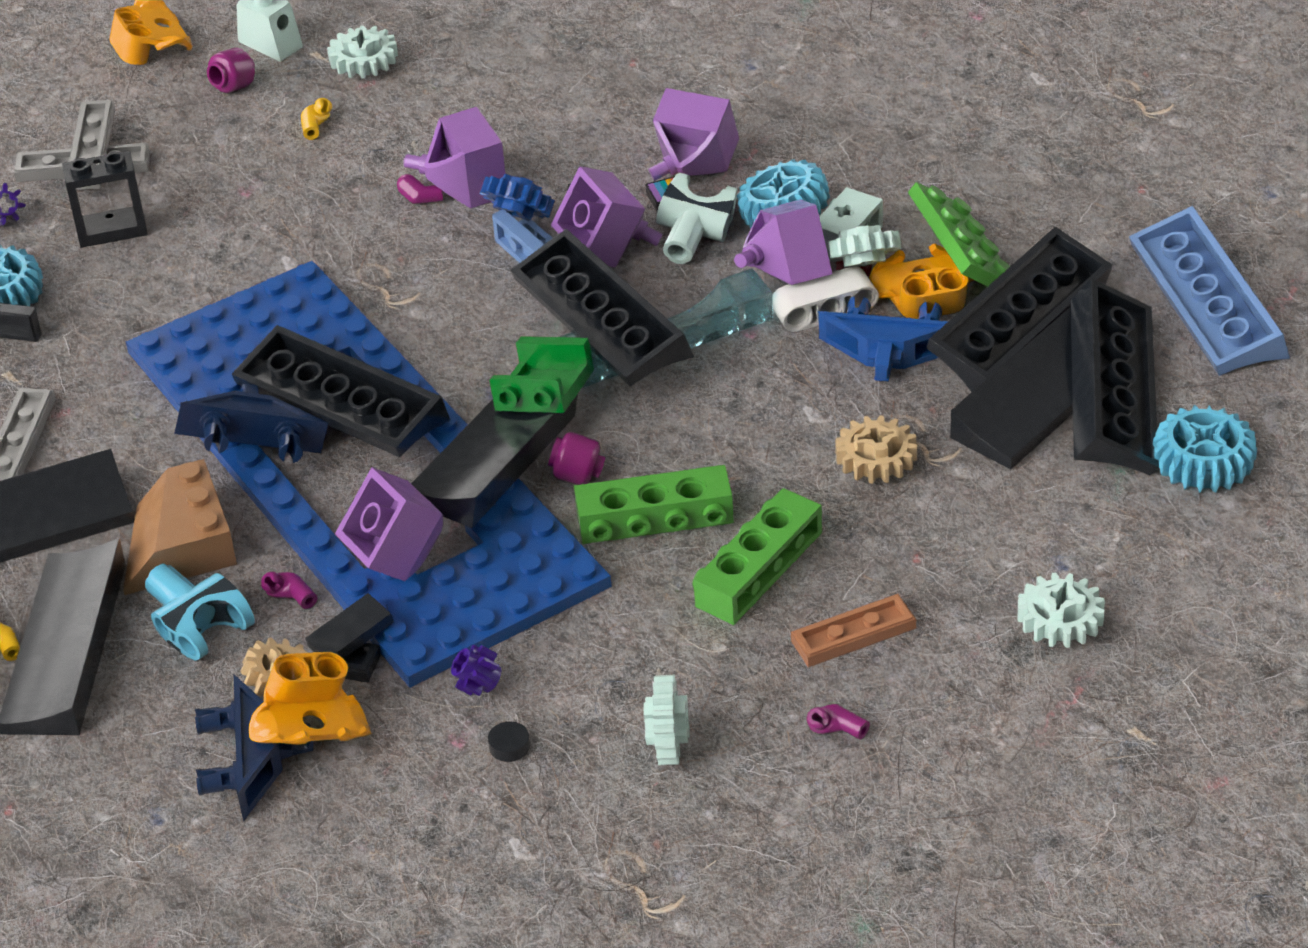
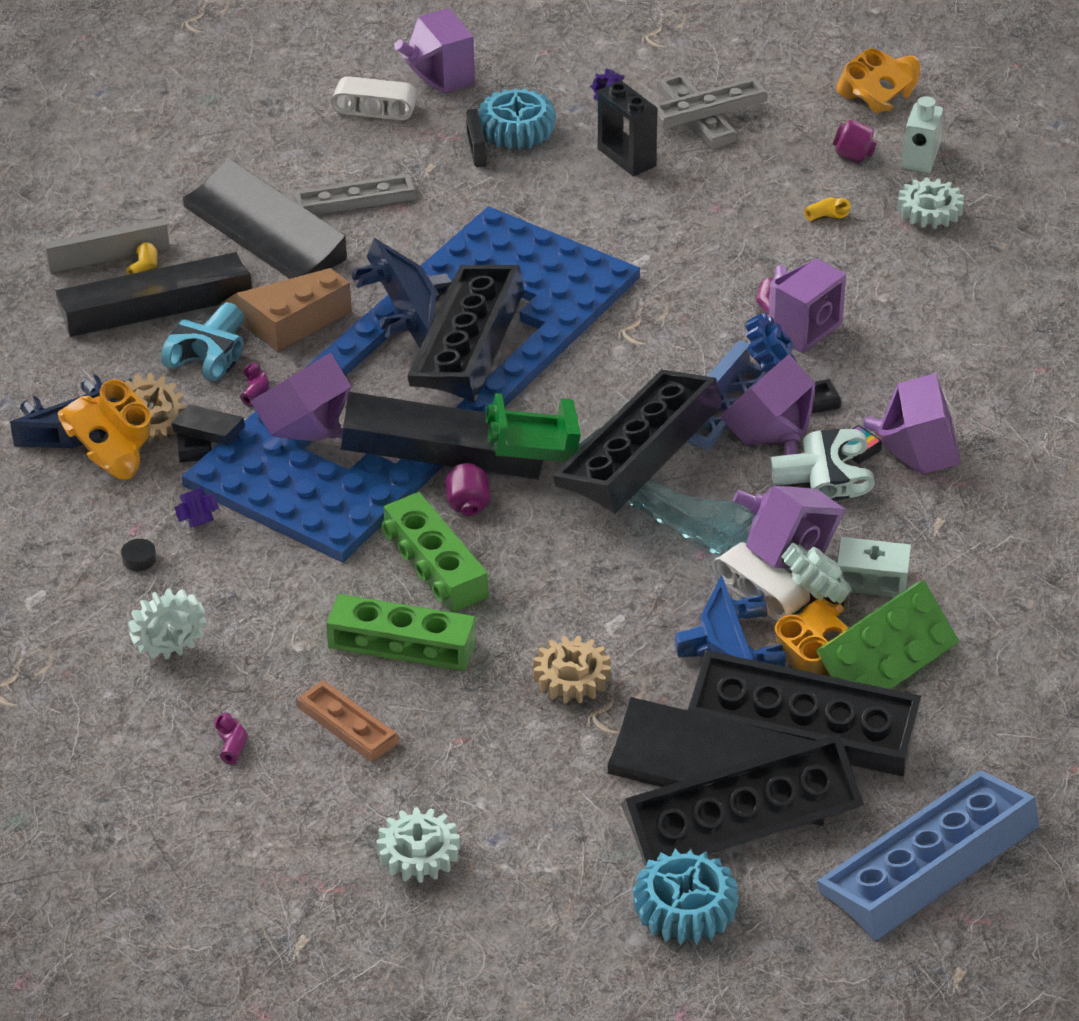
camera: 65 degrees right, 0 degrees up
(782, 185) = (881, 510): medium azure gear -> none

